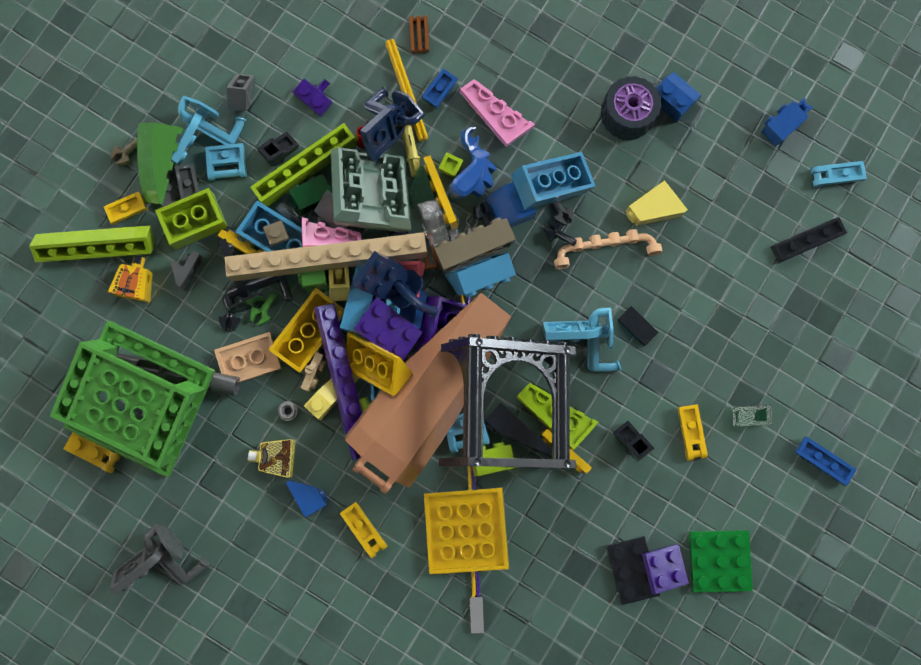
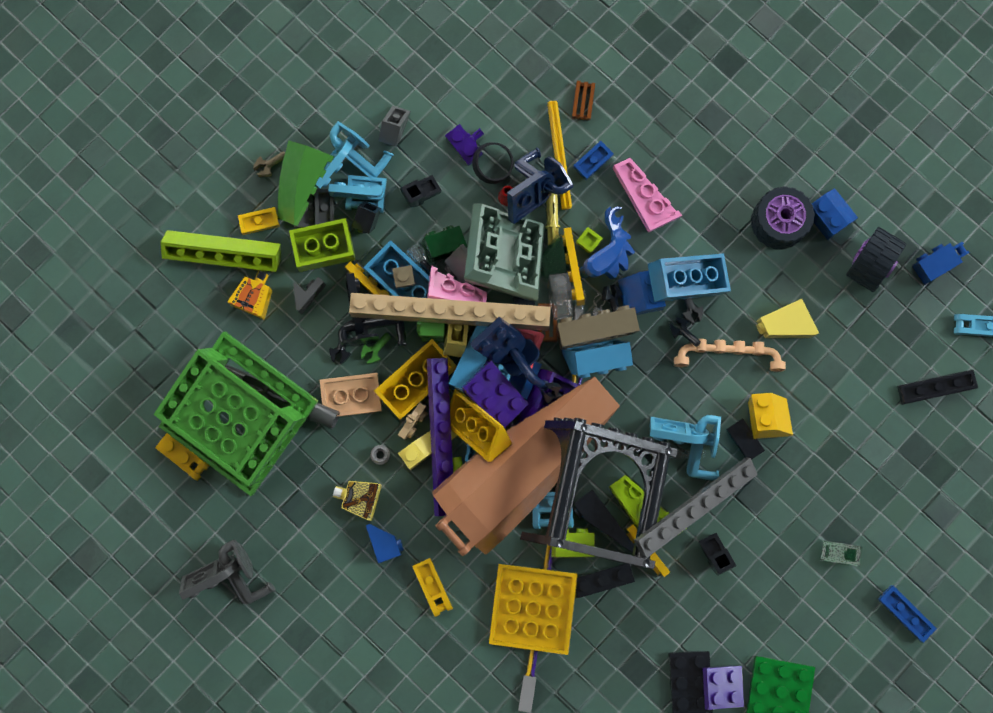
camera: 15 degrees right, 0 degrees up
(215, 160) = (356, 191): none -> medium azure plate
(230, 184) = (366, 217): none -> black brick
(302, 165) = (442, 213): lime brick -> none
(331, 120) = (478, 172): none -> black tyre
(444, 310) = (555, 388): none -> black bar
(529, 488) = (604, 580): none -> black plate
(603, 401) = (695, 507): none -> dark grey plate
(656, 298) = (769, 416): none -> yellow slope
(692, 432) = (778, 557): yellow plate -> none
(727, 129) = (876, 259): none -> black wheel

